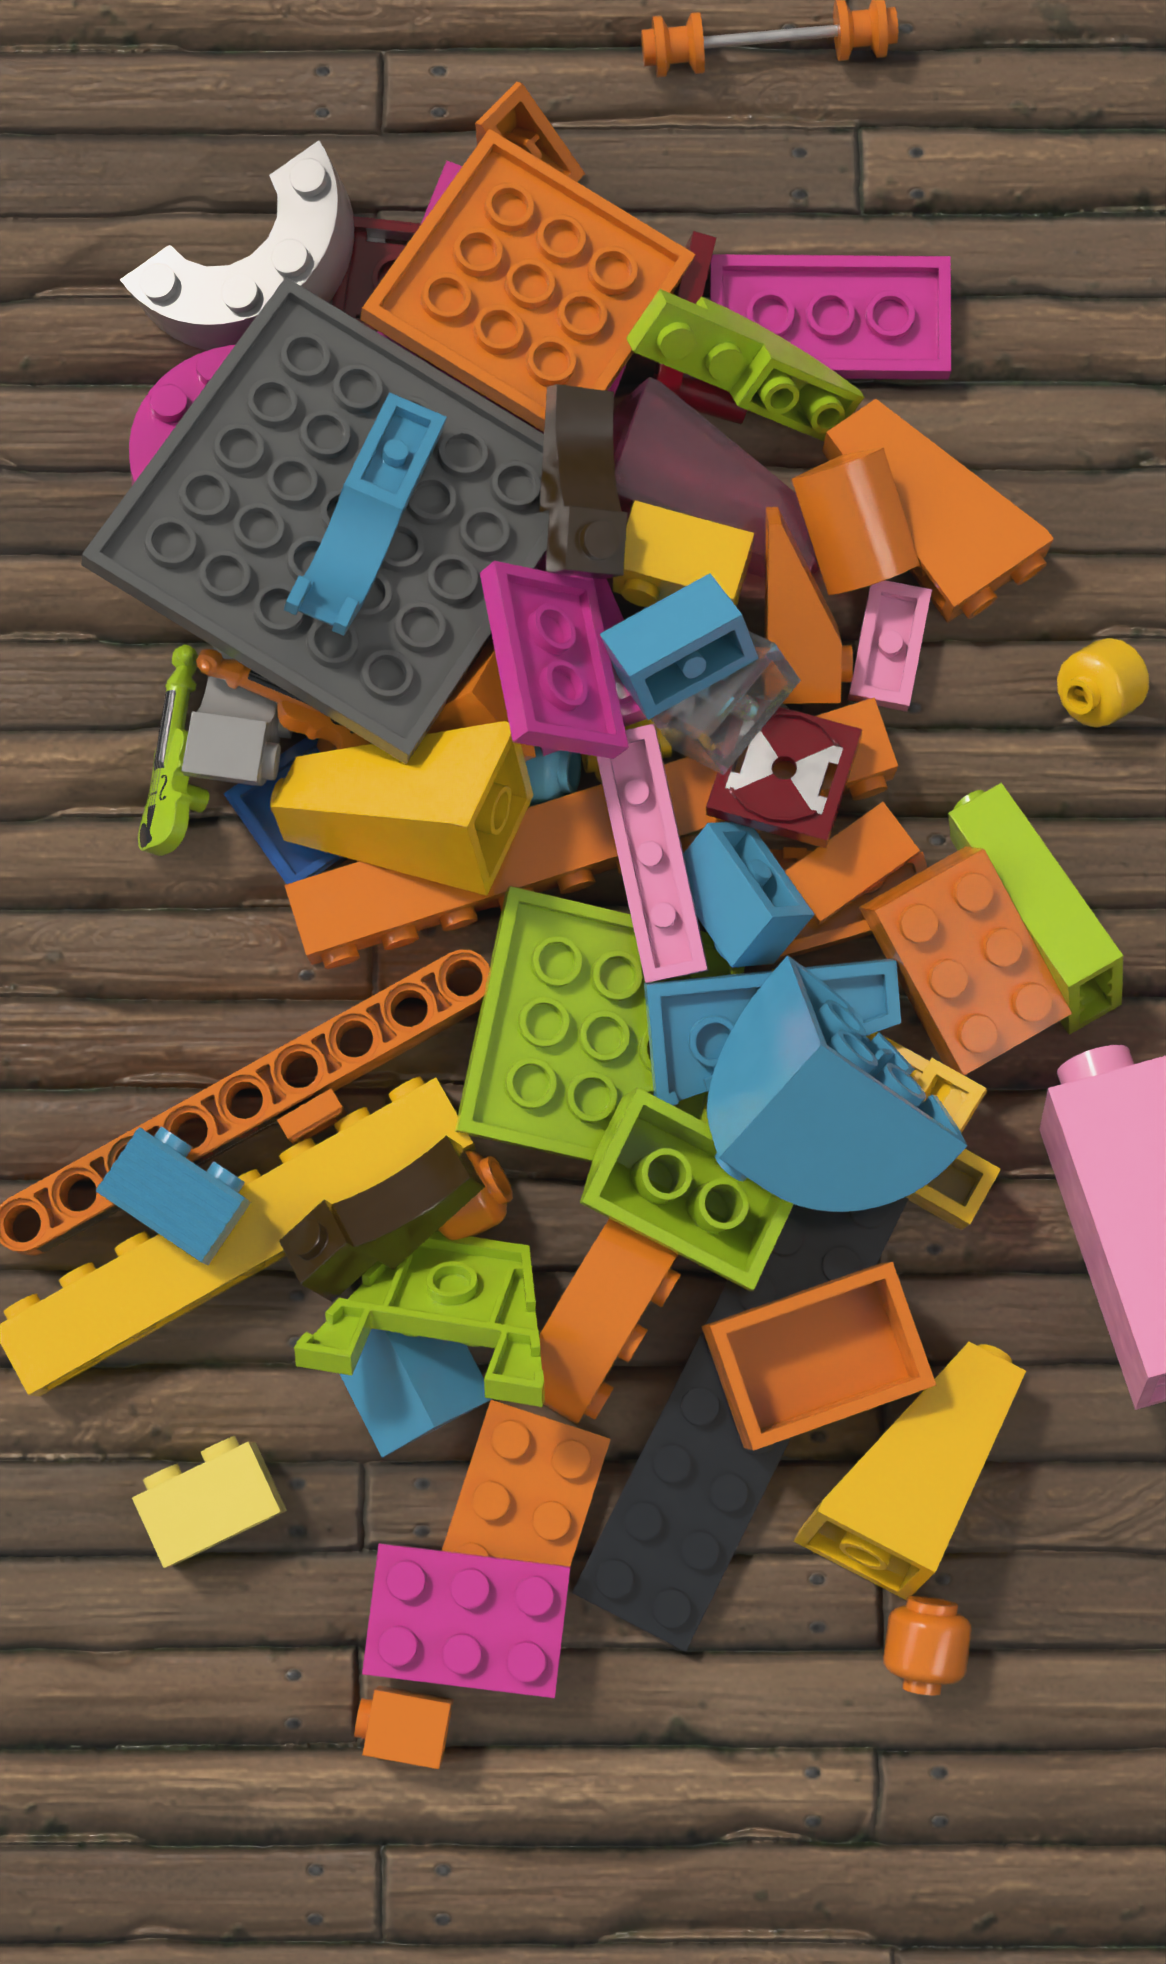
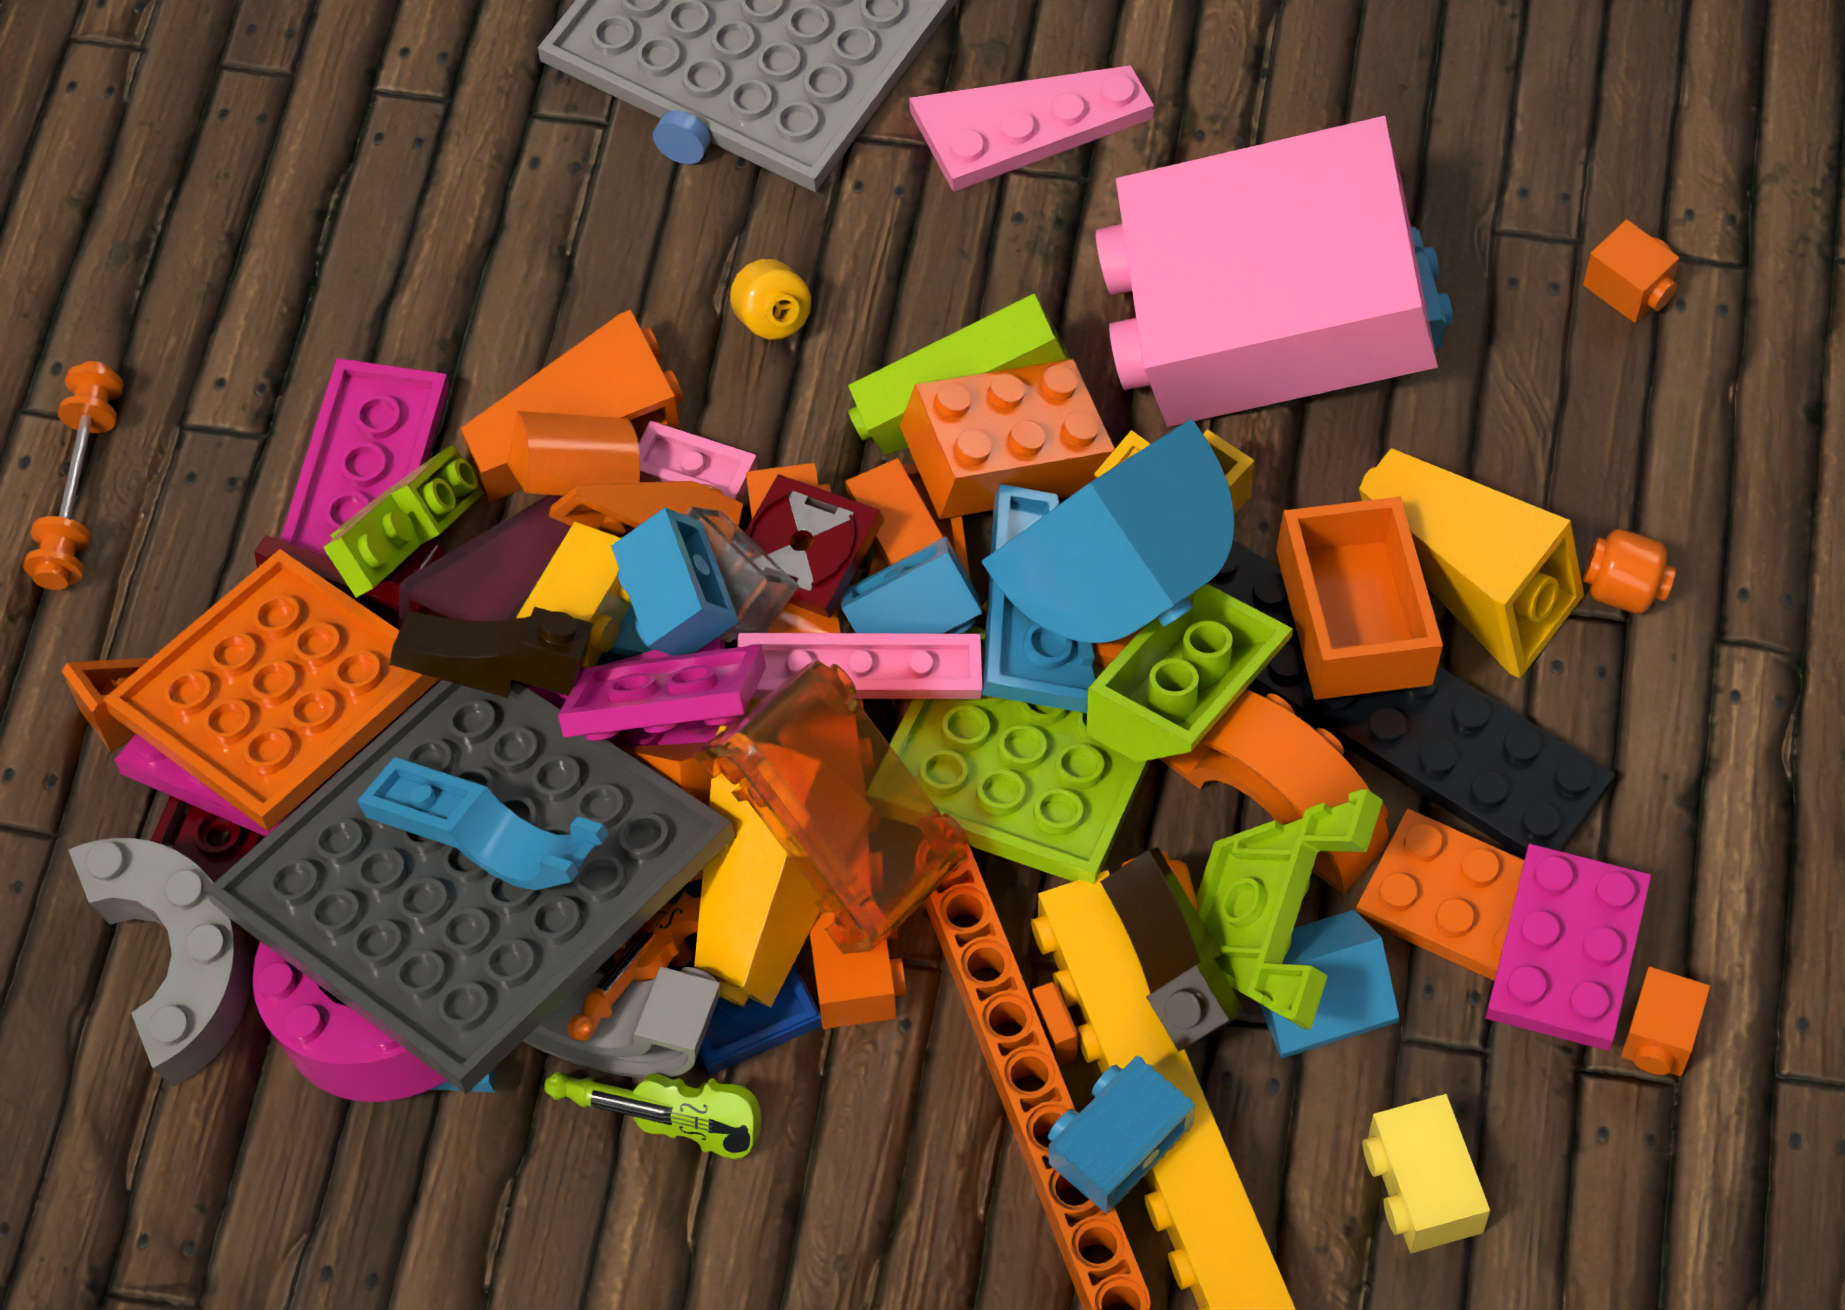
camera: 80 degrees left, 20 degrees down
(445, 851) = (838, 804): none -> clear orange windscreen

